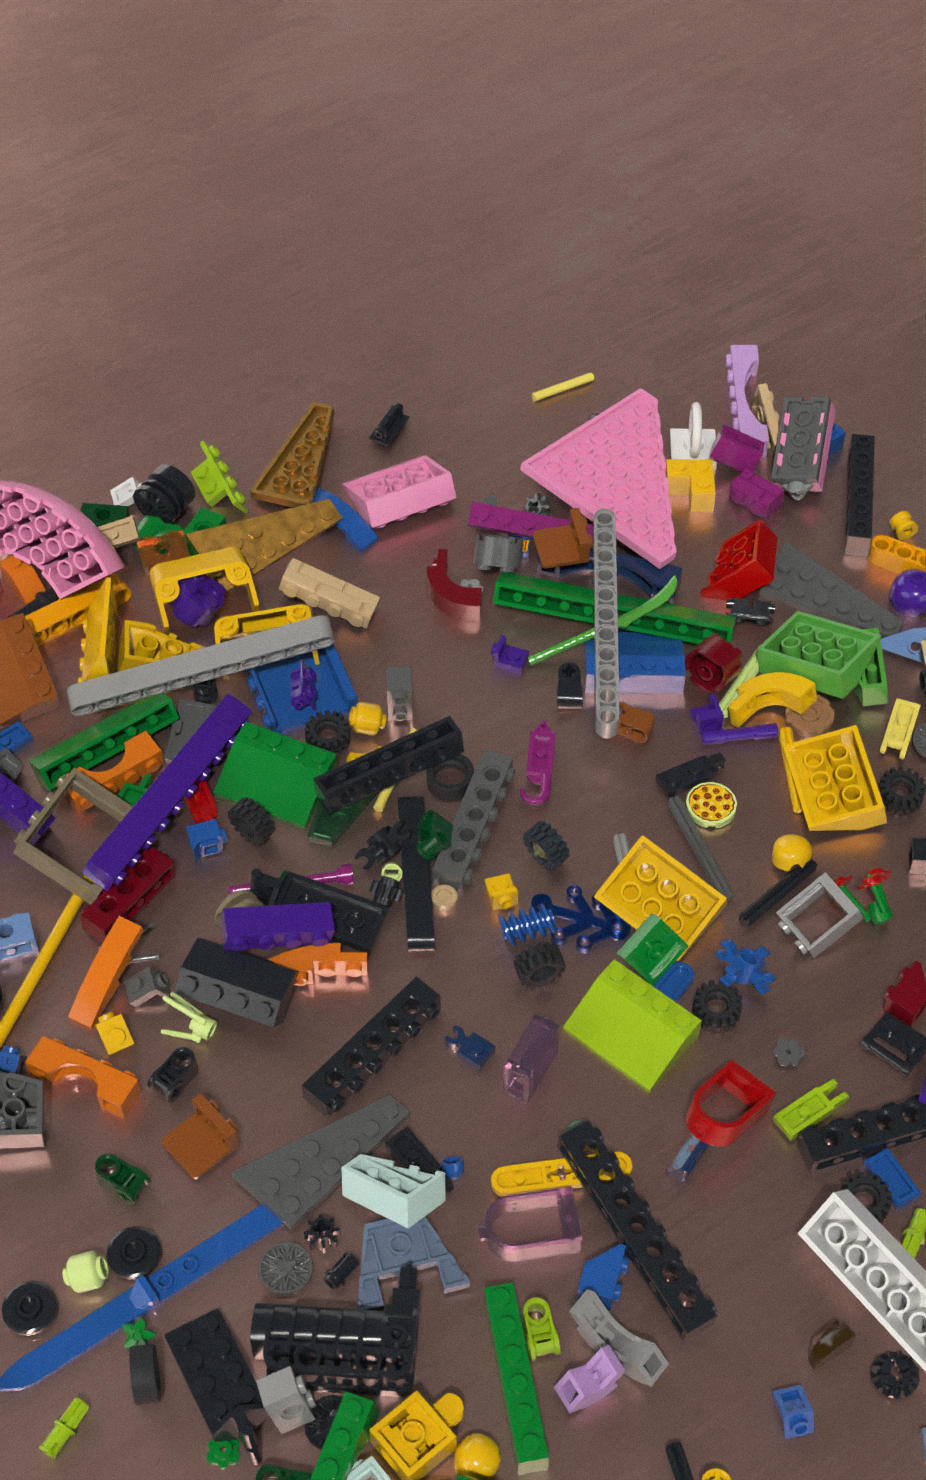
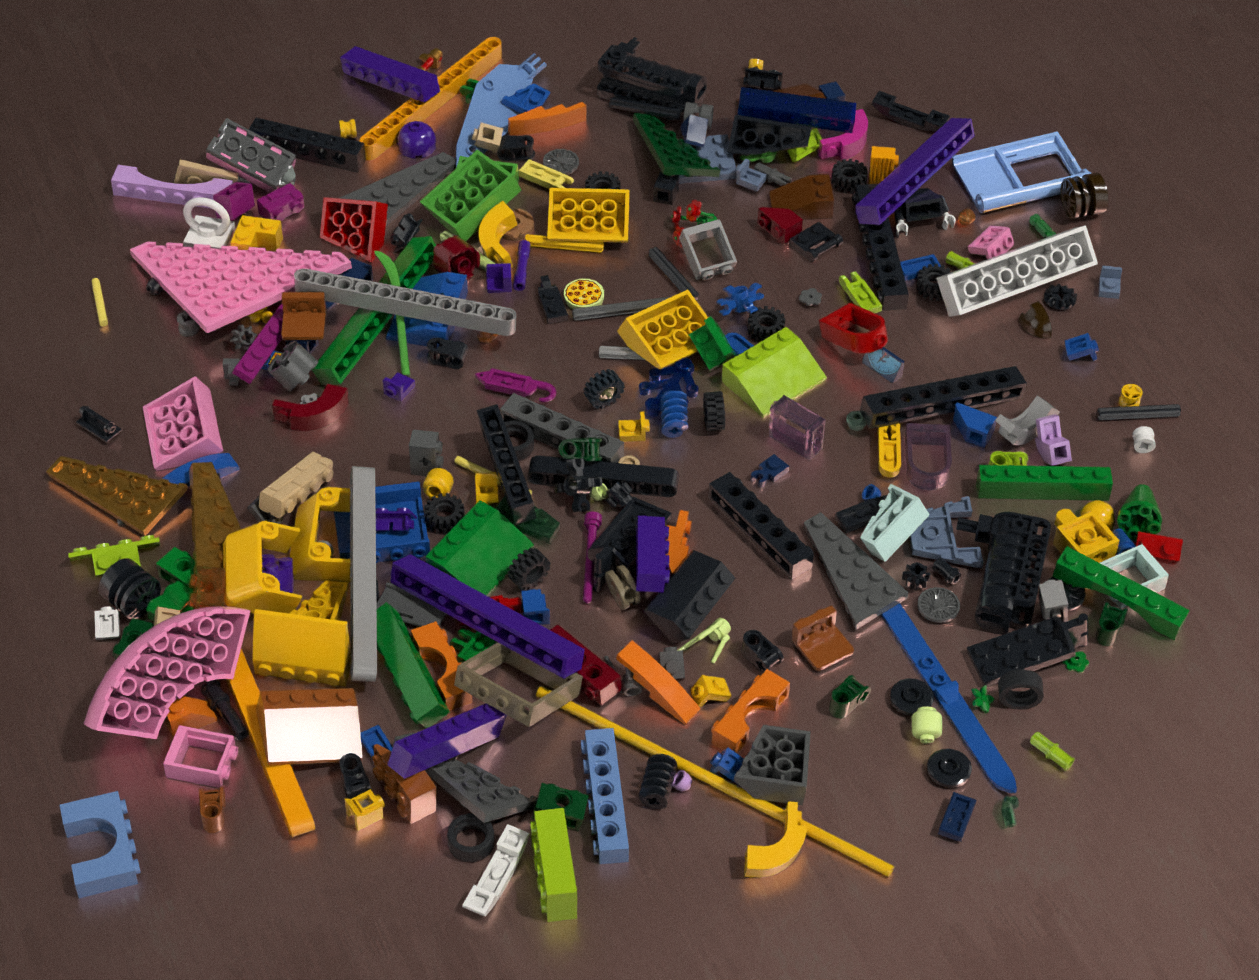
camera: 80 degrees left, 5 degrees down
(791, 850) = (644, 257): yellow hair -> none

